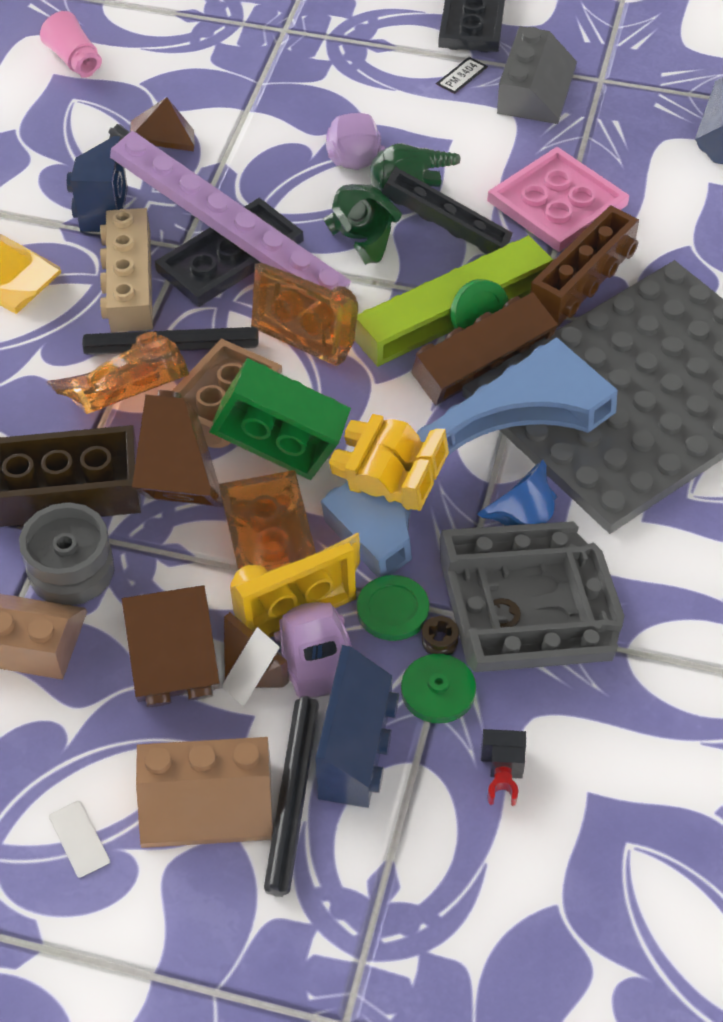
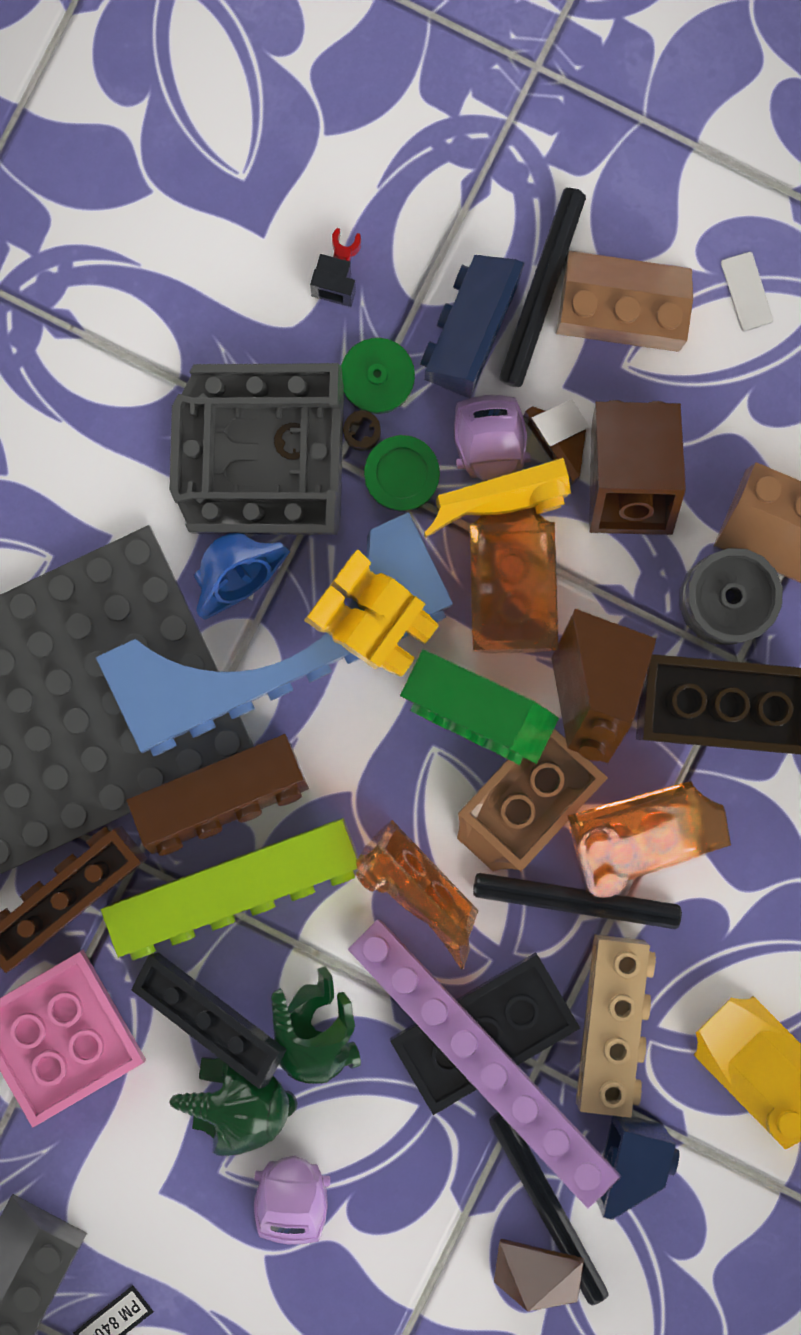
camera: 170 degrees left, 35 degrees up
(475, 300) = (210, 855): green piece -> none

